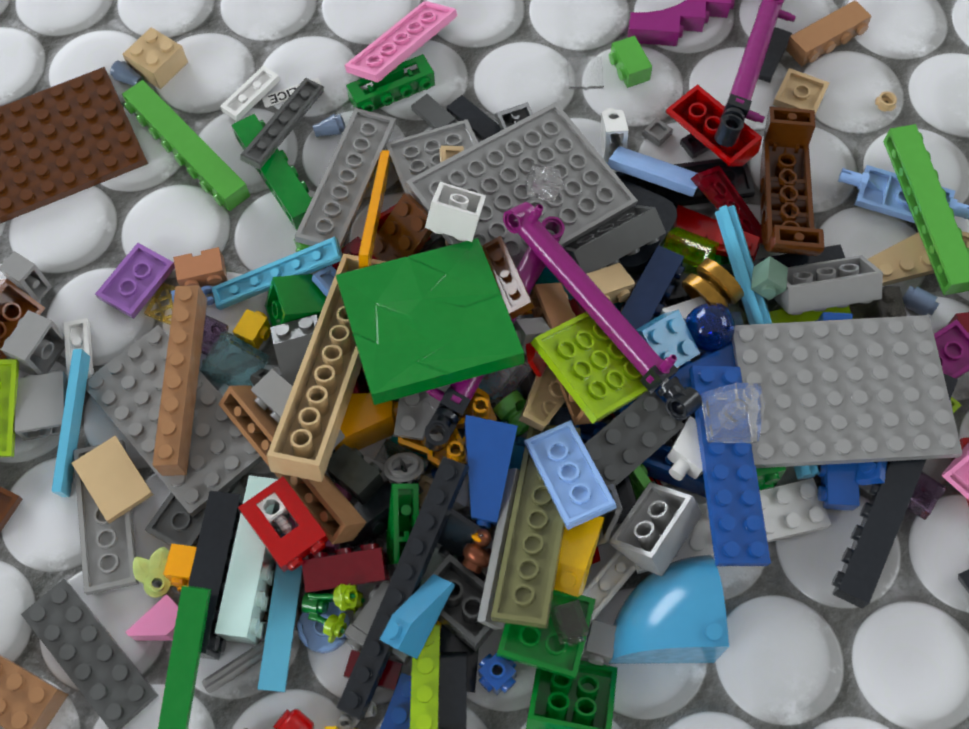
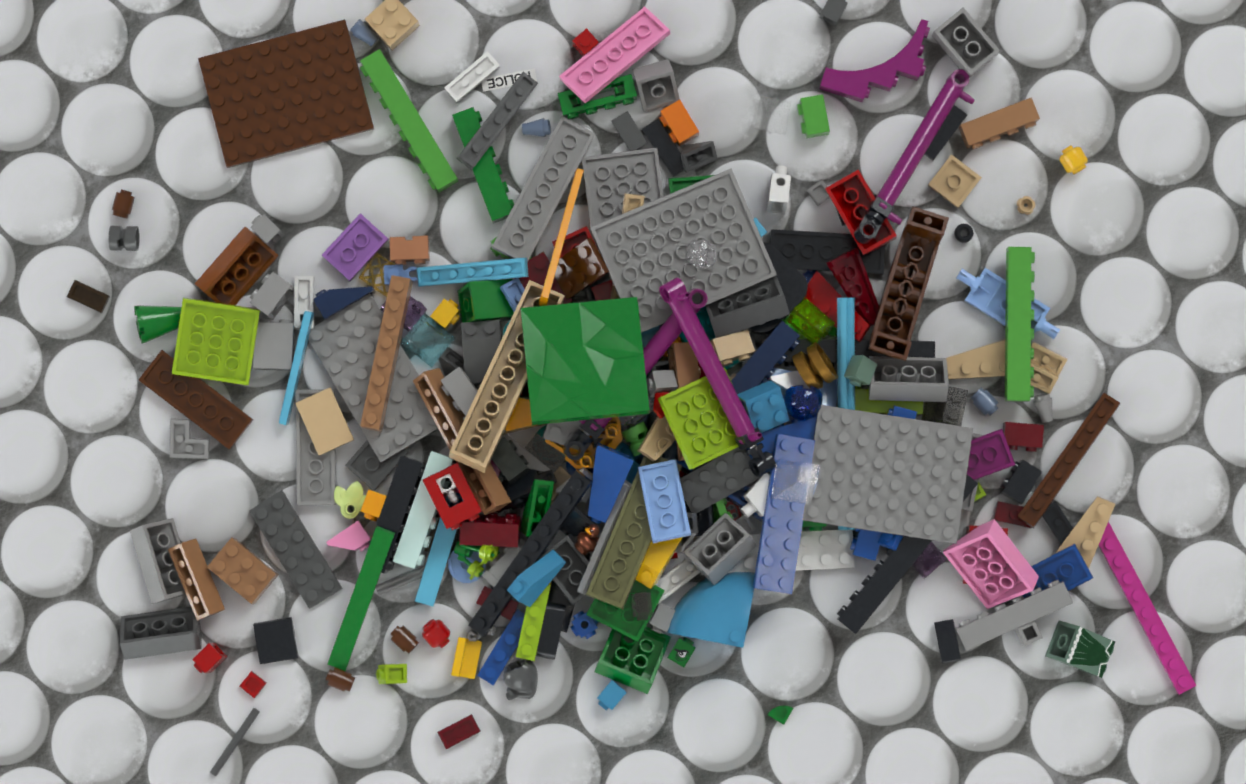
camera: 10 degrees right, 20 degrees up
(117, 337) = (336, 300): none -> dark blue slope
(365, 36) = (585, 42): none -> red brick
(410, 462) = (551, 457): light grey gear -> none
(453, 64) = (656, 85): none -> light grey slope
(455, 212) = (623, 272): white brick -> none
(486, 92) = (679, 123): none -> orange brick
(507, 278) = (652, 336): reddish brown plate -> none
(638, 683) = (682, 651): none -> green brick
(653, 170) = (801, 241): light blue tile -> none
(831, 135) = (968, 229): none -> black plate
(920, 49) = (1073, 159): none -> yellow head

